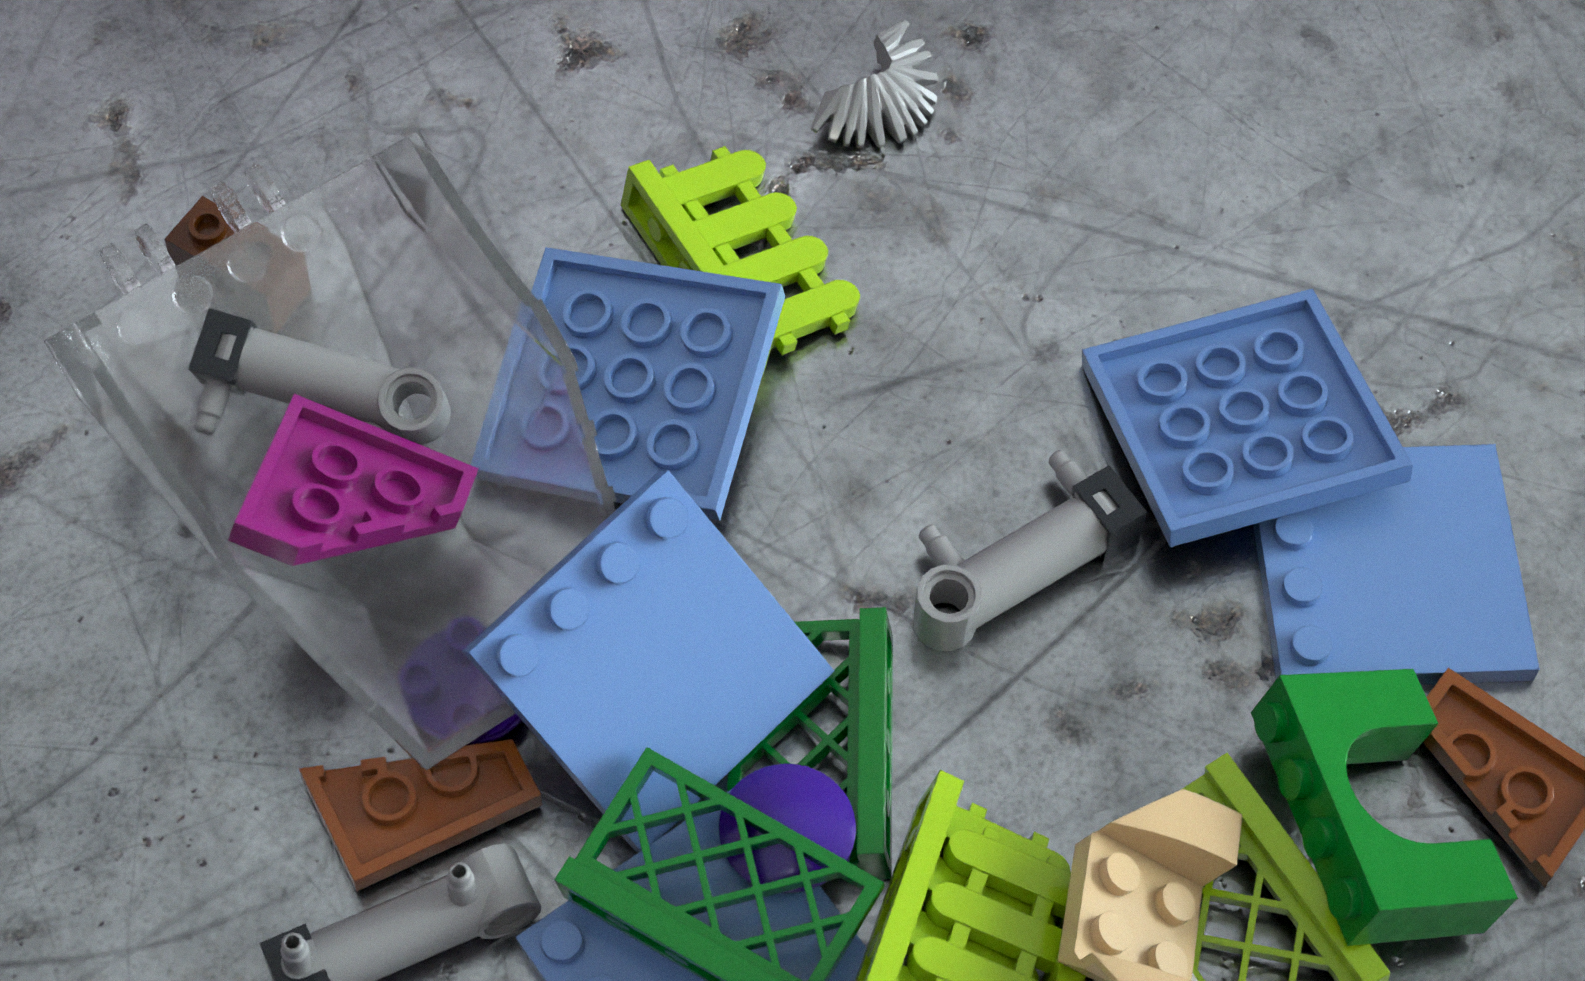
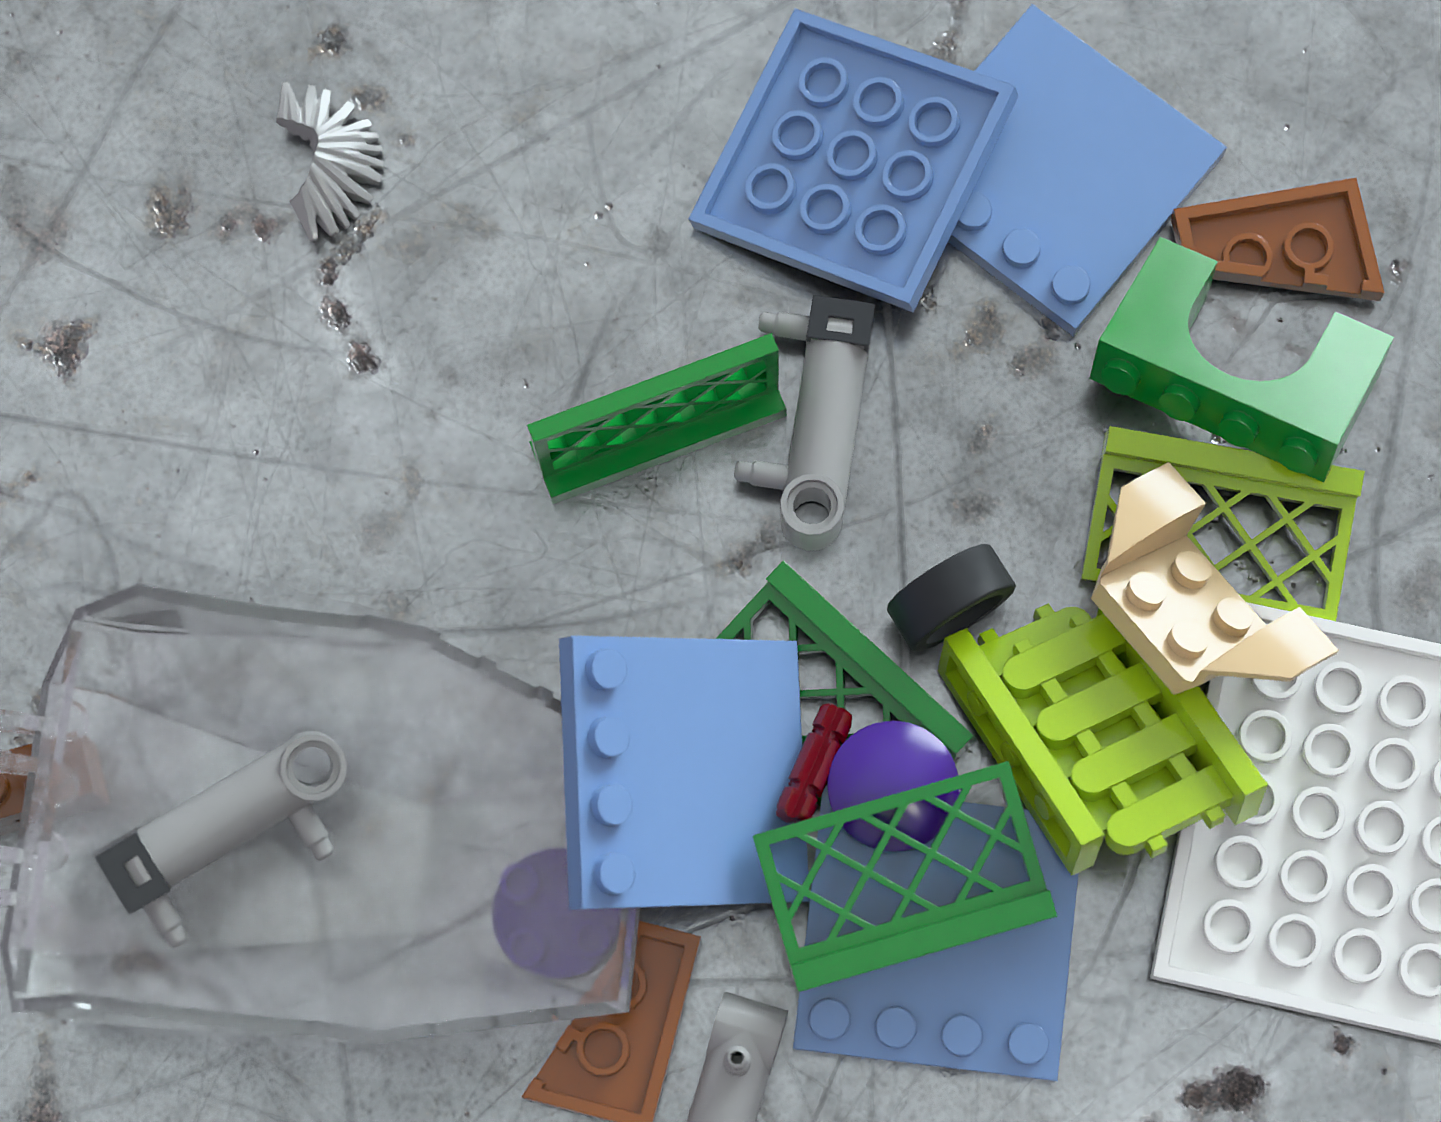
camera: 40 degrees left, 15 degrees up
(345, 488) = (349, 883): magenta plate -> none
(663, 365) = (431, 541): medium blue plate -> none
(682, 235) = (365, 430): lime fence -> none
(748, 756) = (813, 764): none -> dark red axle
(917, 462) = (658, 419): none -> green fence
(979, 744) = (950, 597): none -> black tyre

